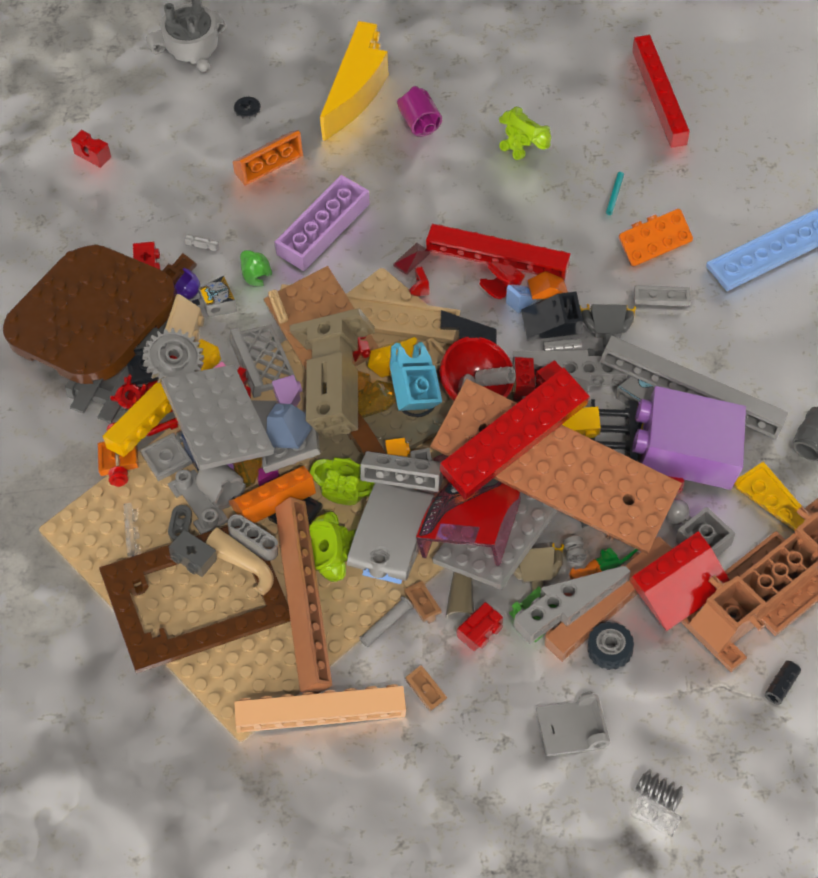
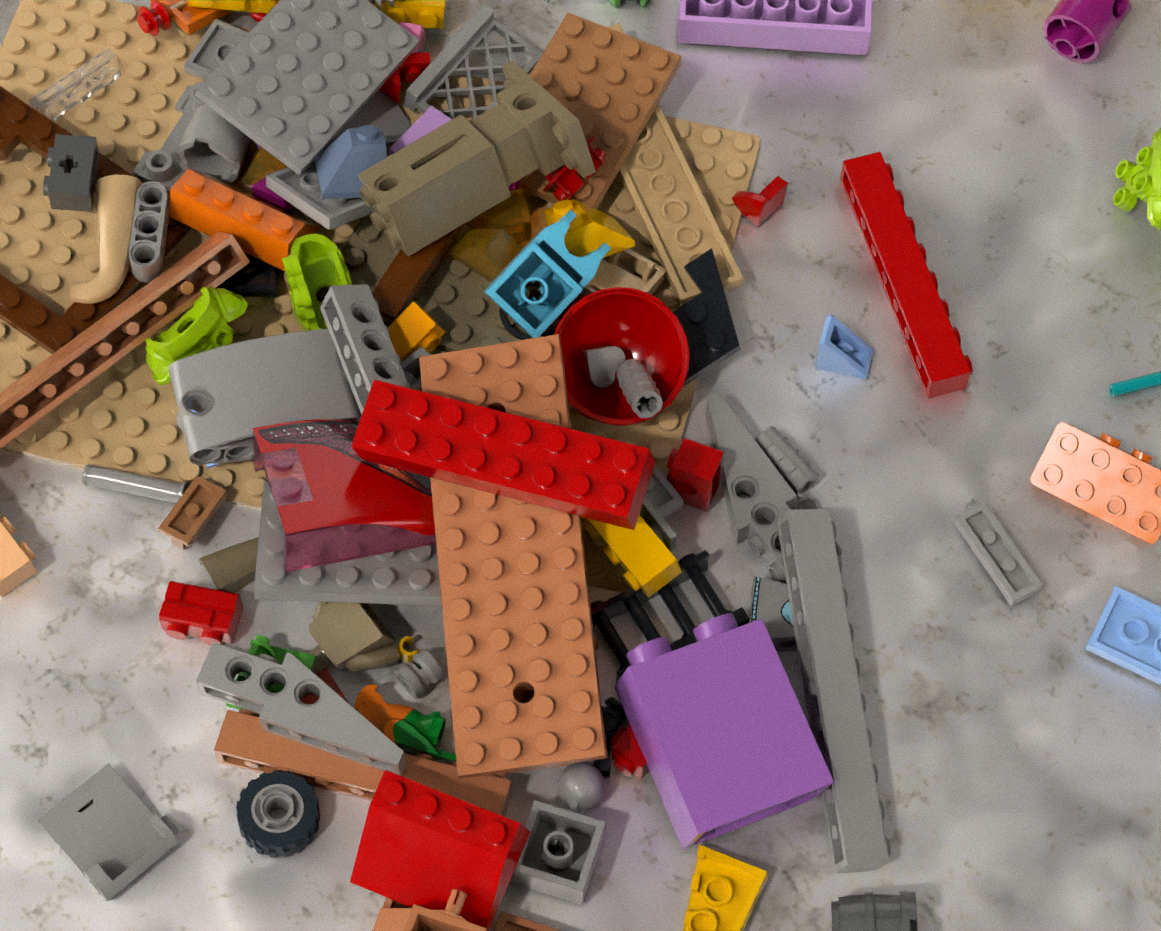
camera: 55 degrees right, 5 degrees up
(178, 525) = (129, 136): dark grey plate -> none
(278, 306) = (560, 35): tan axle -> none
(411, 258) = (808, 167): dark red slope -> none
(425, 688) = (52, 594): medium nougat plate -> none
(506, 276) = (846, 298): red piece -> none
(525, 377) = (667, 431): red brick -> none
(546, 285) = (885, 377): orange slope -> none
(553, 317) = (833, 418): black slope -> none
(607, 320) = (882, 499): dark grey torso -> none

